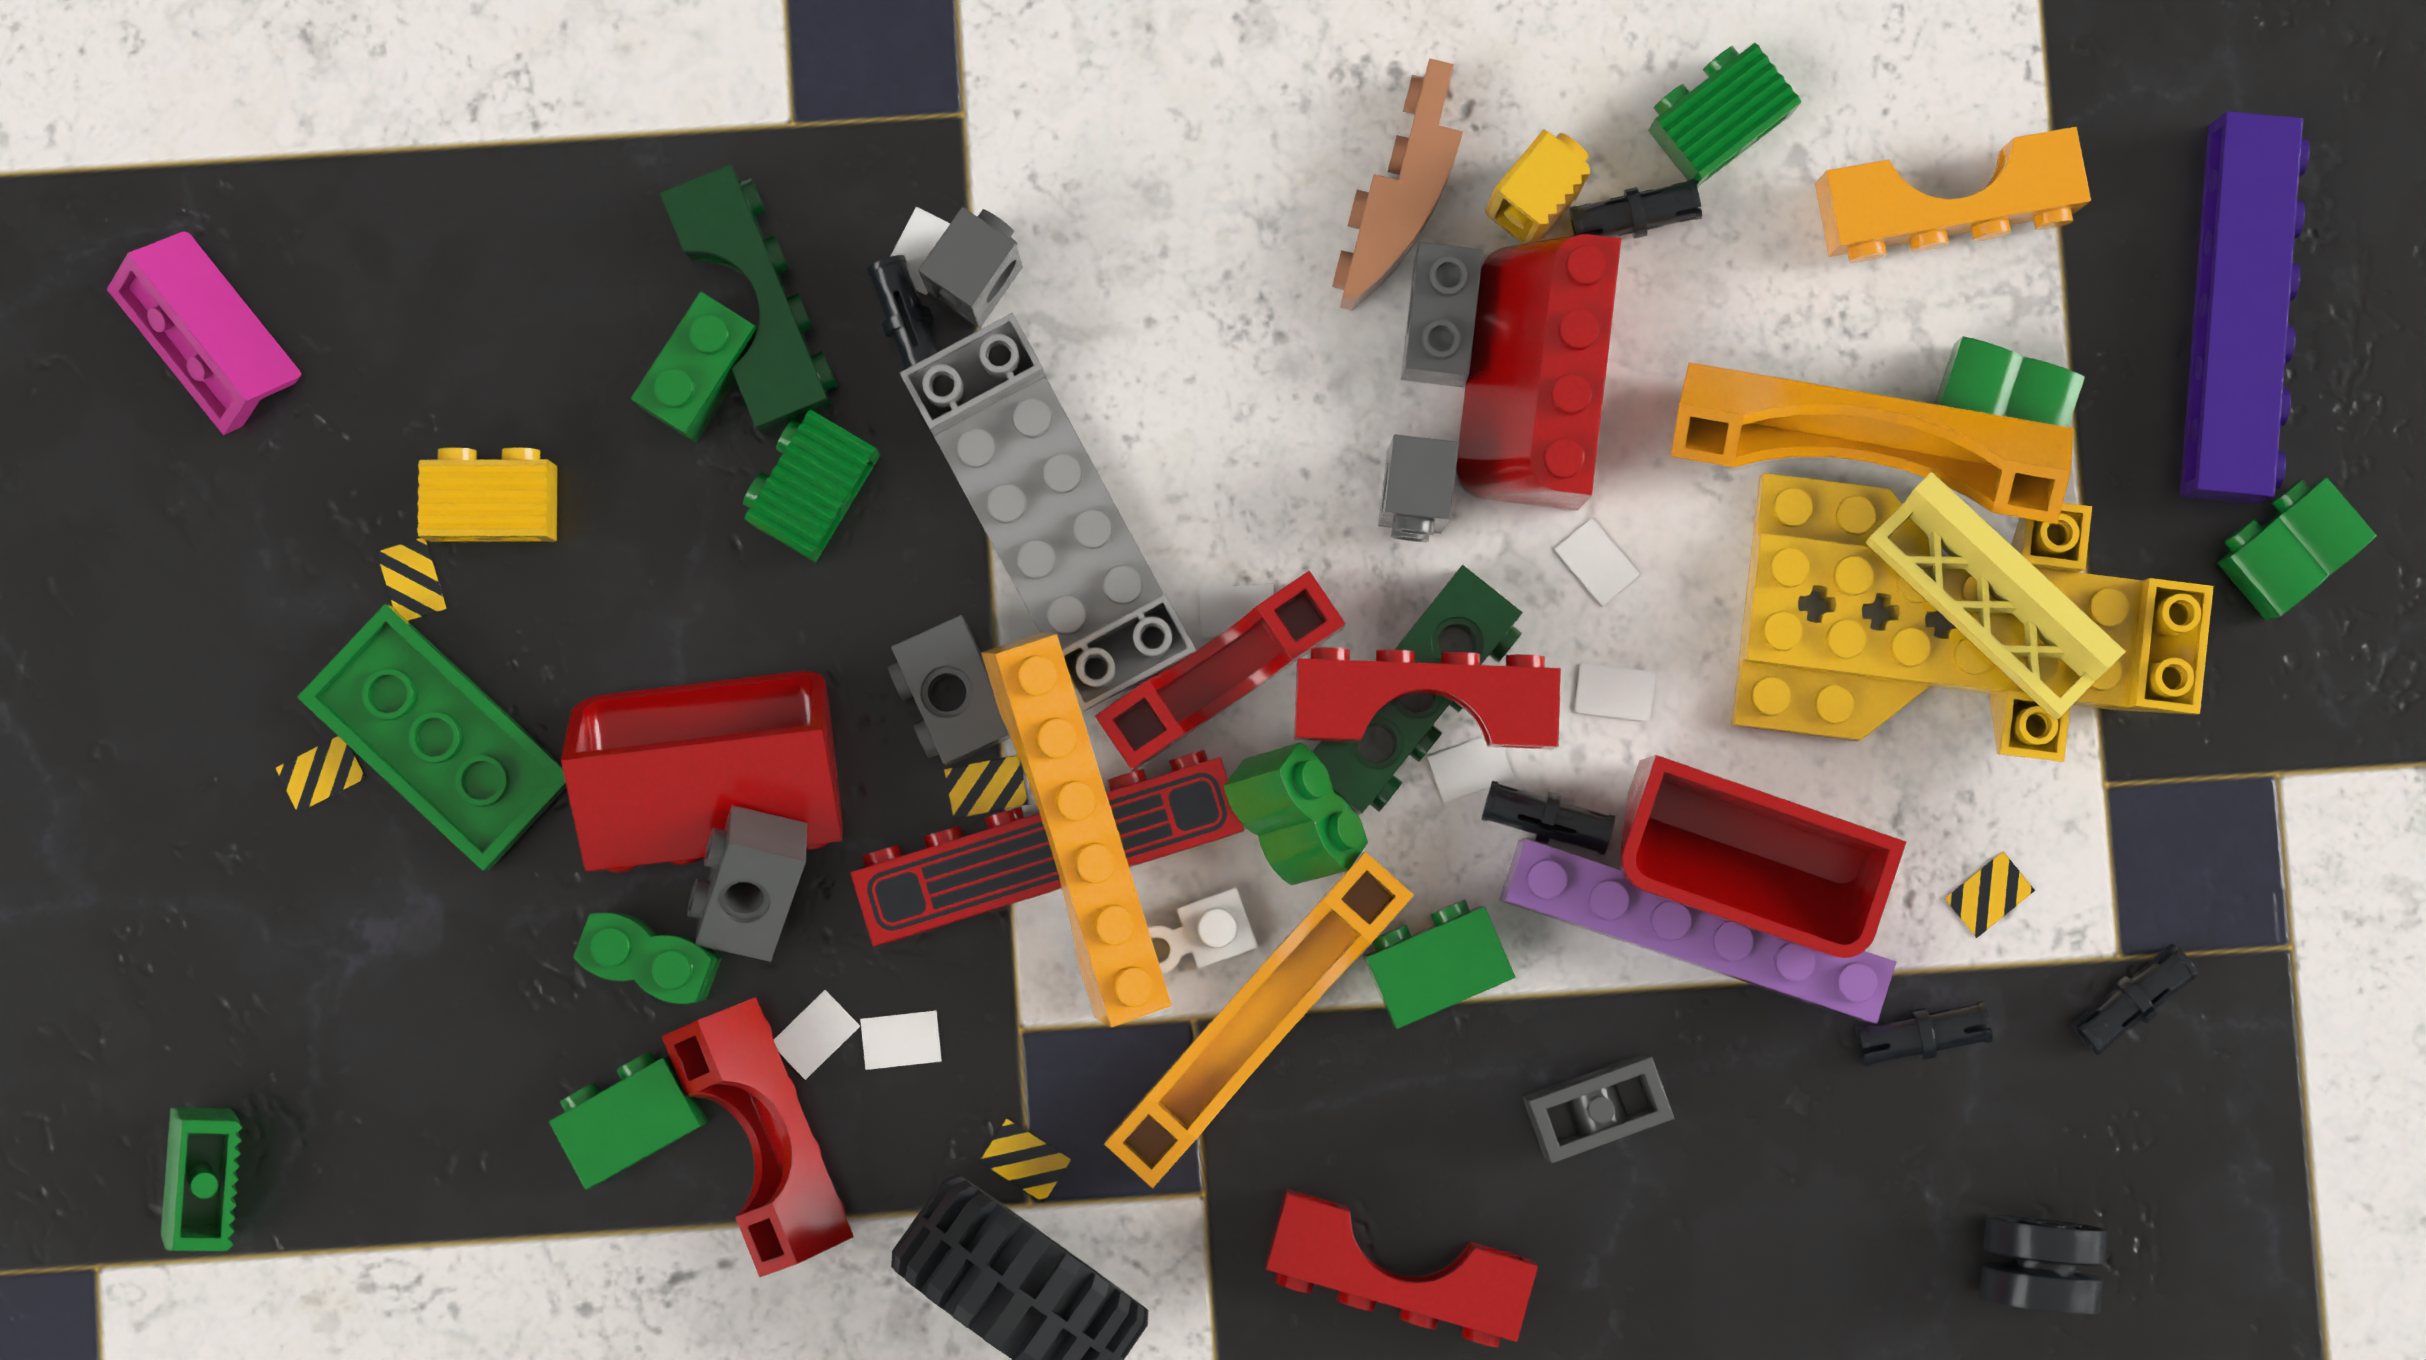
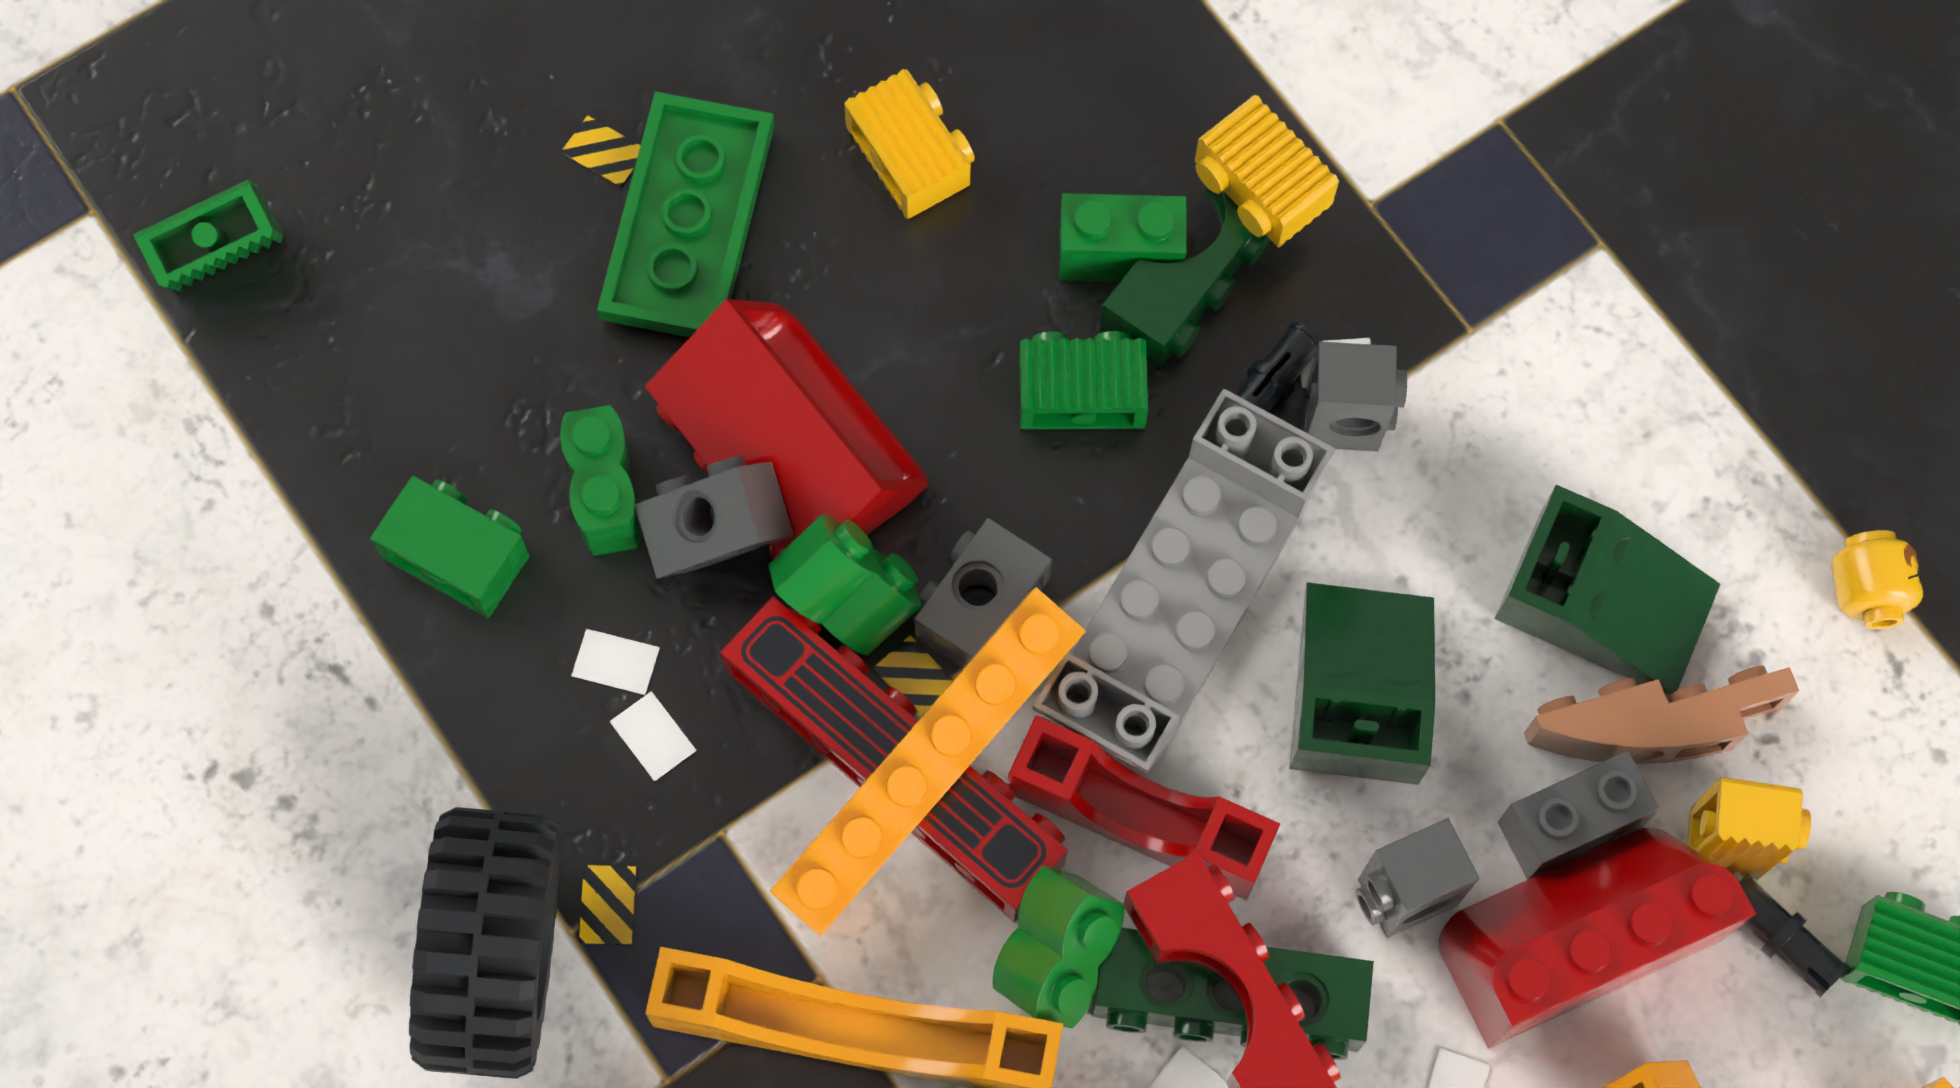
camera: 60 degrees right, 15 degrees down
(411, 579) = (806, 130): sticker -> none
(723, 211) = (1265, 172): none -> yellow brick
(792, 1199) = (550, 599): red arch -> none
(878, 805) = (845, 583): none -> green brick
(1209, 929) = (907, 943): white plate -> none
(1222, 414) = (1365, 684): none -> dark green slope
(1271, 161) = (1608, 592): none -> dark green slope

